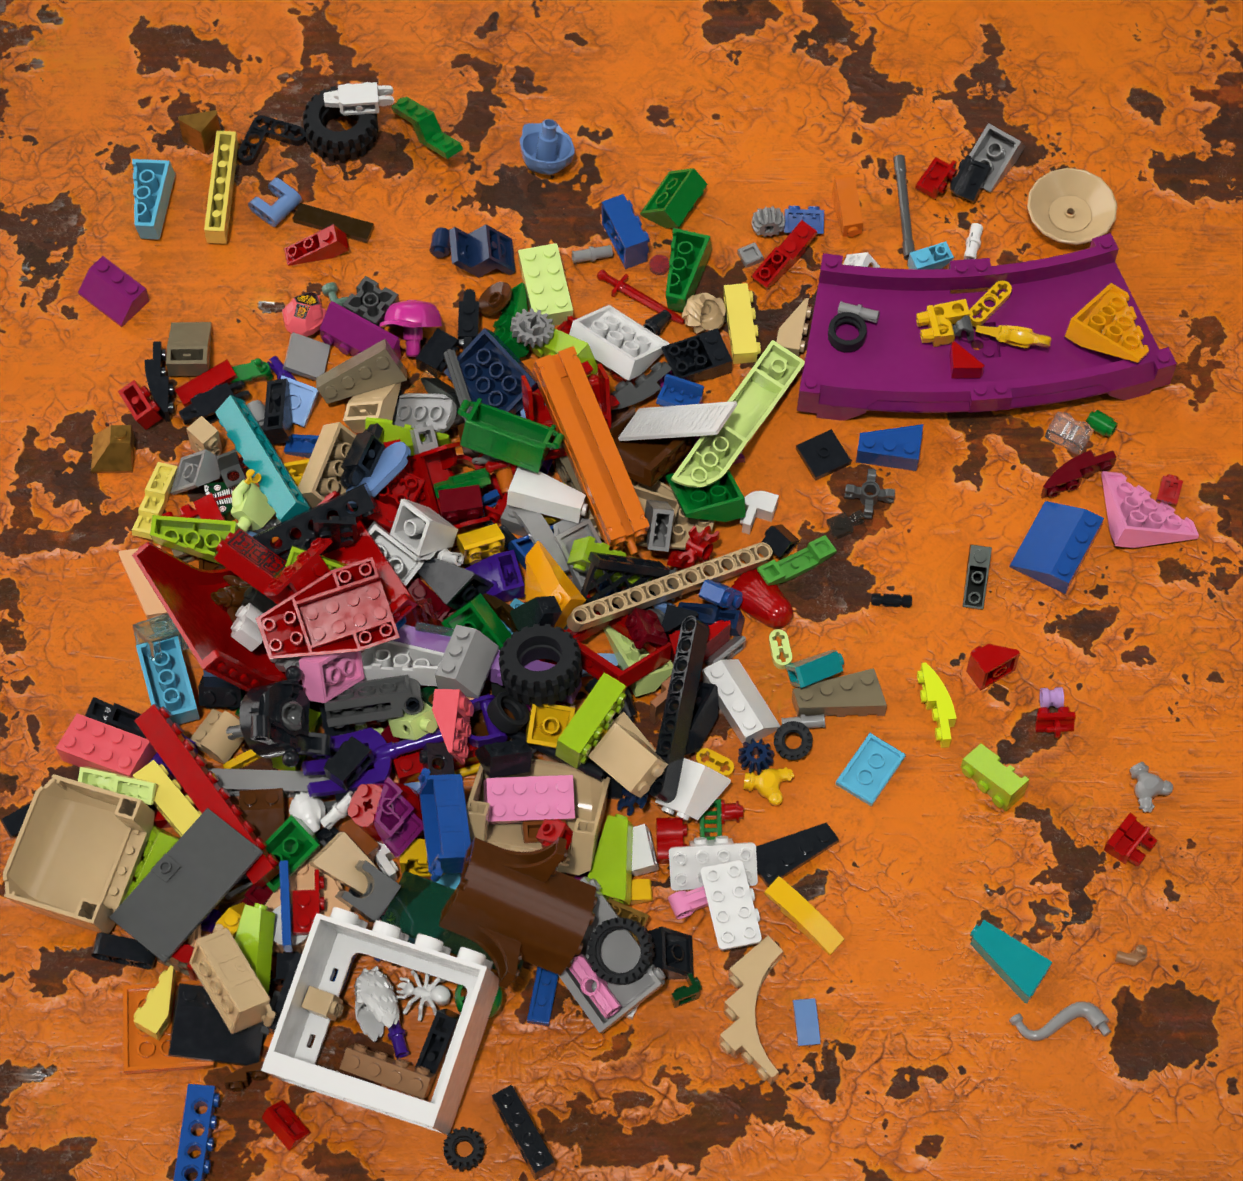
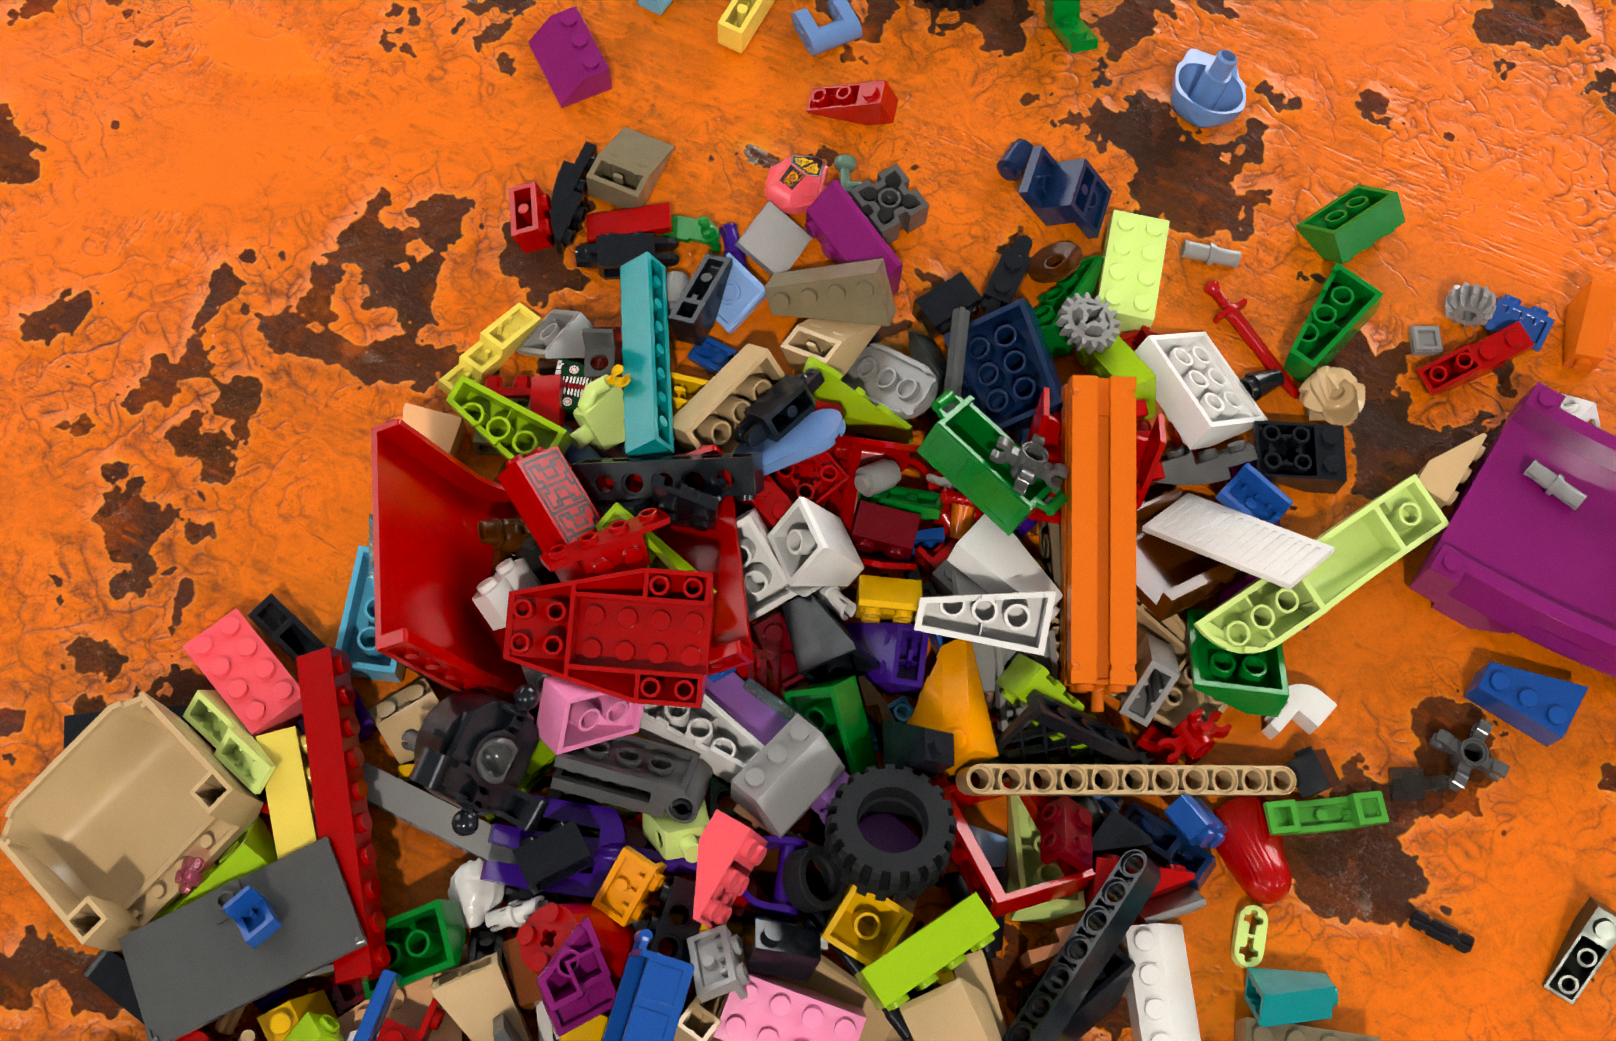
camera: 20 degrees right, 5 degrees up
(113, 450) = (471, 264): pearl gold slope -> none
(130, 869) = (189, 875): none -> clear pink plant
(188, 864) = (253, 915): none -> blue bracket
(204, 436) = (589, 295): tan brick -> none
(263, 810) = (413, 868): reddish brown slope -> none
(321, 219) = (874, 67): dark brown tile -> none
(401, 762) = (629, 887): none -> light orange bracket
(413, 317) = (934, 244): dark pink piece -> none
(430, 438) = (878, 428): light grey brick -> none
(441, 473) = (877, 477): none -> light grey brick
(473, 775) = (718, 963): none -> light grey bracket
(531, 423) = (1029, 463): none -> dark grey pin
(549, 523) = (997, 619): none -> white wedge
(625, 231) = (1268, 240): blue brick -> none
(659, 265) = (1295, 304): clear pink tile -> none
(740, 323) = (1377, 430): light yellow brick -> none
(823, 454) = (1421, 667): black plate -> none
(847, 345) = (1539, 489): black tyre -> none

